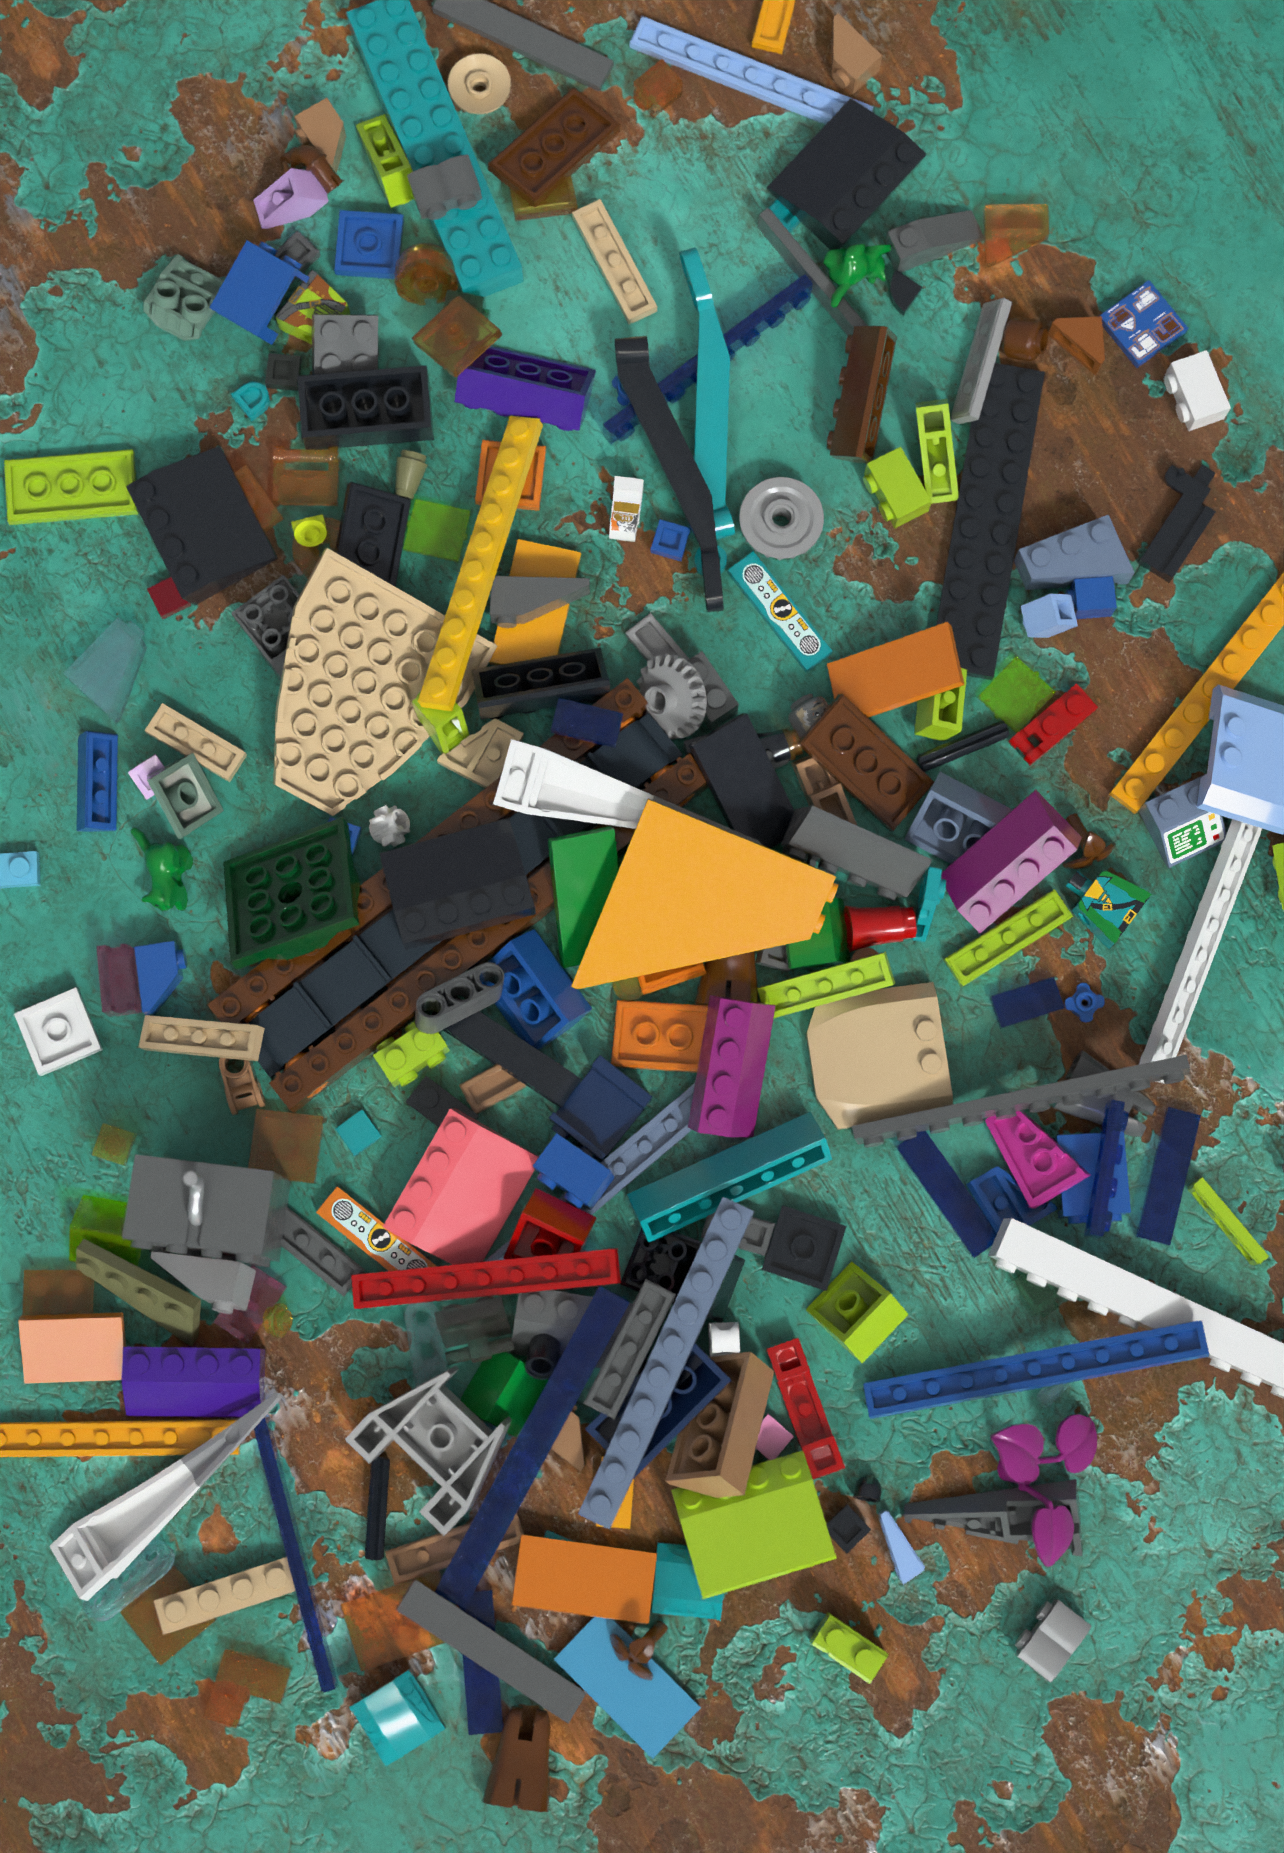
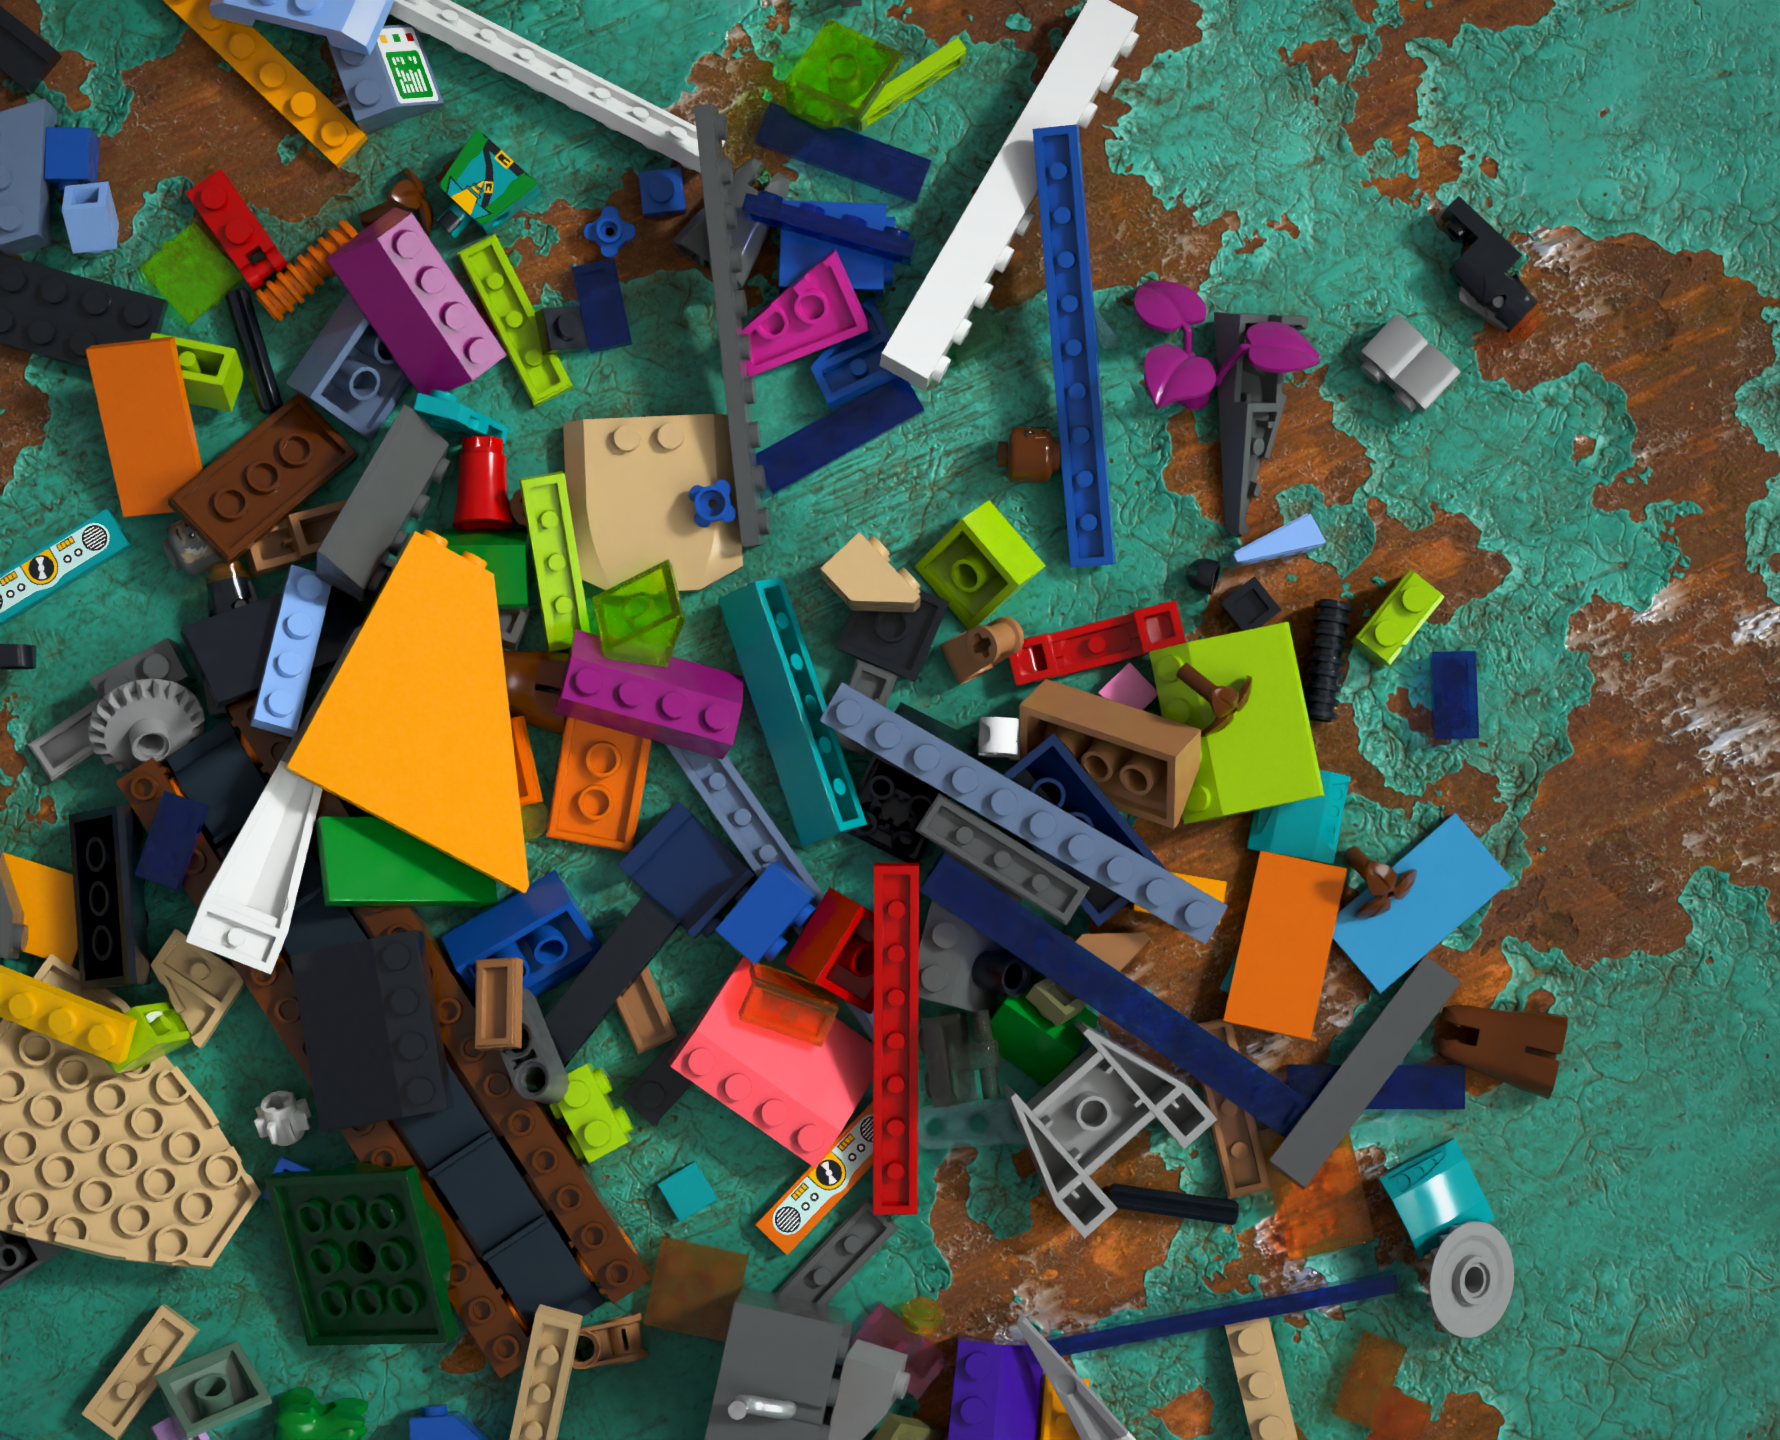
camera: 80 degrees left, 5 degrees up
(336, 1749) = (1470, 1279): none -> light grey gear
(486, 975) = (498, 1004): none -> medium nougat tile
(504, 1194) = (788, 1005): none -> clear orange panel
(523, 1400) = (1054, 1002): none -> olive plate
(736, 795) = (291, 652): none -> light blue plate
(768, 1509) = (1223, 699): none -> reddish brown plant
(789, 1054) = (641, 617): none -> clear neon green slope
(792, 1319) = (982, 648): none -> medium nougat piece
(793, 1699) = (1454, 695): none -> clear blue plate
(811, 1592) = (1326, 658): none -> black piece
(834, 1224) = (866, 579): none -> tan slope
(891, 1105) = (701, 497): none -> blue plate
(947, 1342) = (1029, 454): none -> reddish brown head
(1004, 973) = (561, 330): none -> black plate
(1024, 777) = (304, 274): none -> orange piece
(1120, 1039) = (662, 192): none -> blue plate
(1131, 1696) = (1484, 276): none -> black plate
(1225, 1166) = (839, 76): none -> clear neon green slope

